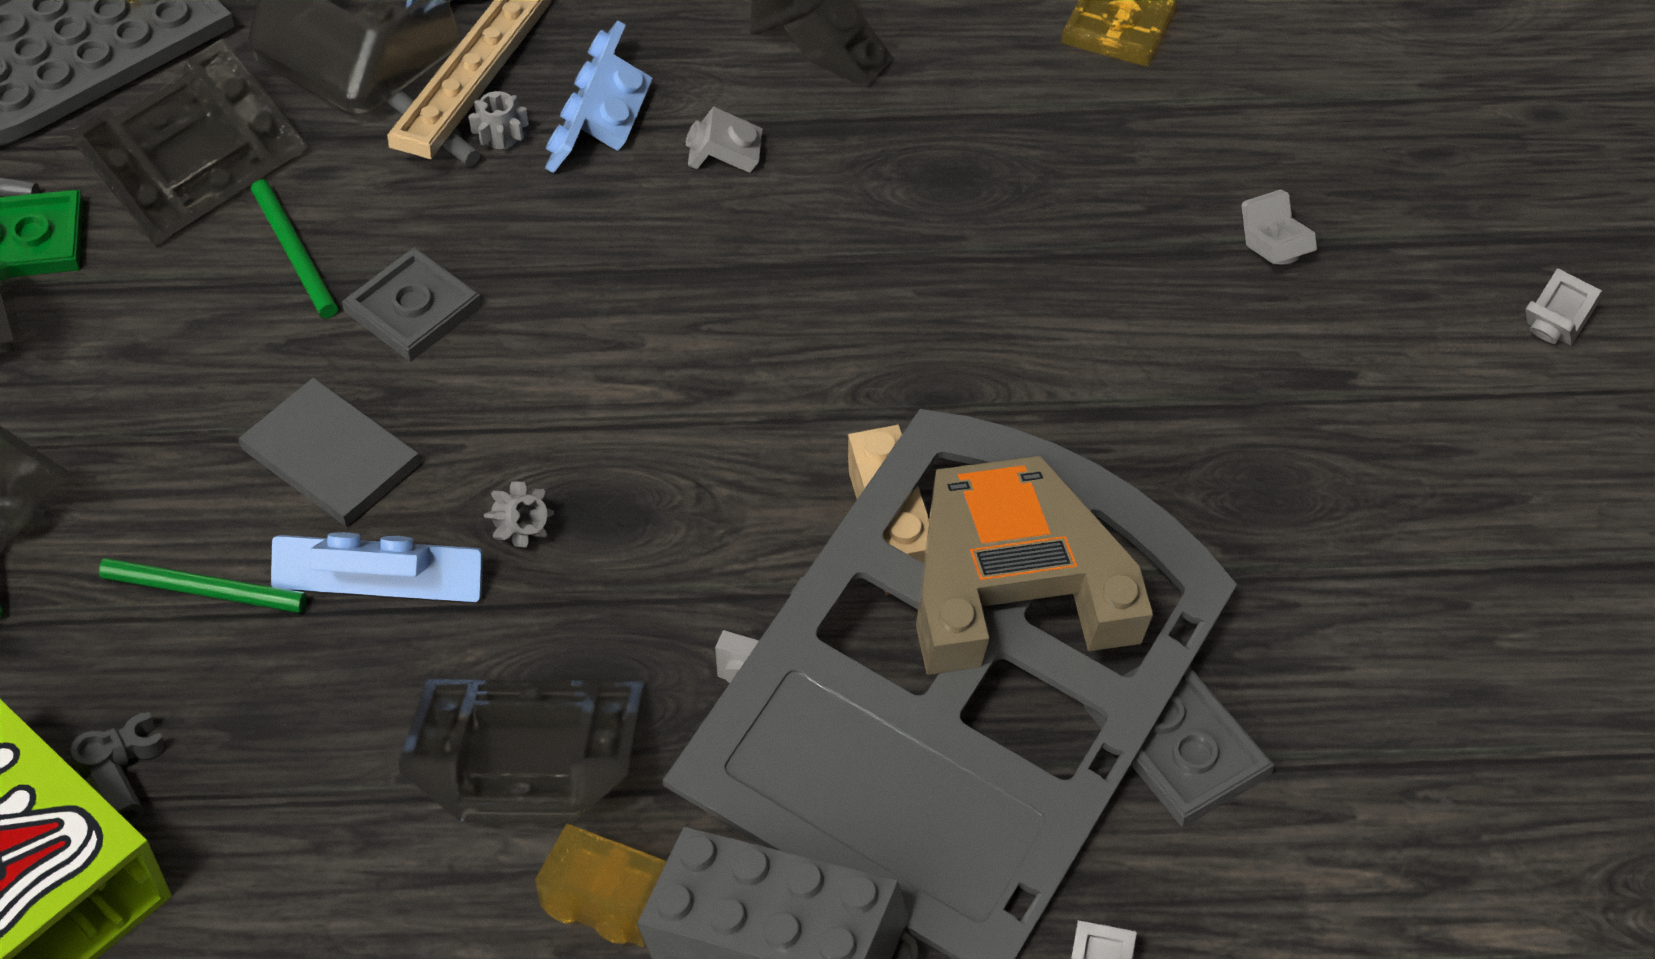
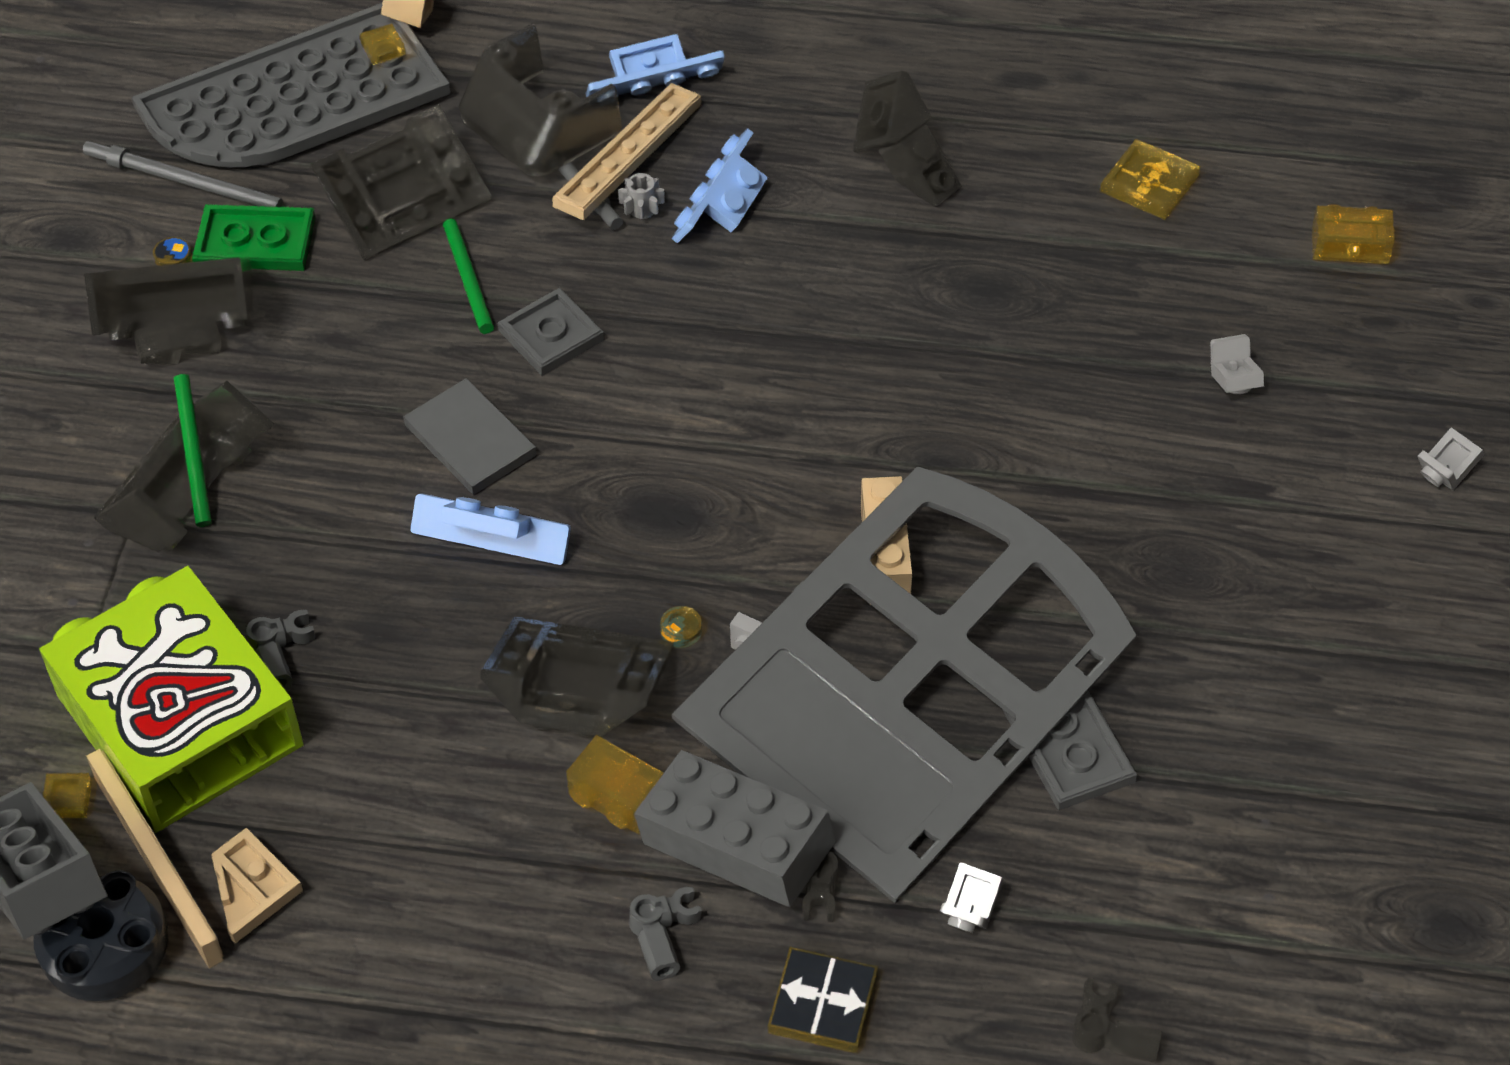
camera: 10 degrees right, 0 degrees up
(203, 585) = (360, 523): green bar -> none
(532, 512) = (613, 504): light grey gear -> none
(649, 659) = (681, 626): none -> clear yellow tile
(725, 139) = (815, 235): light grey bracket -> none
(1014, 537) = (968, 573): dark tan wedge -> none
(1378, 53) = (1352, 234): none -> clear yellow brick

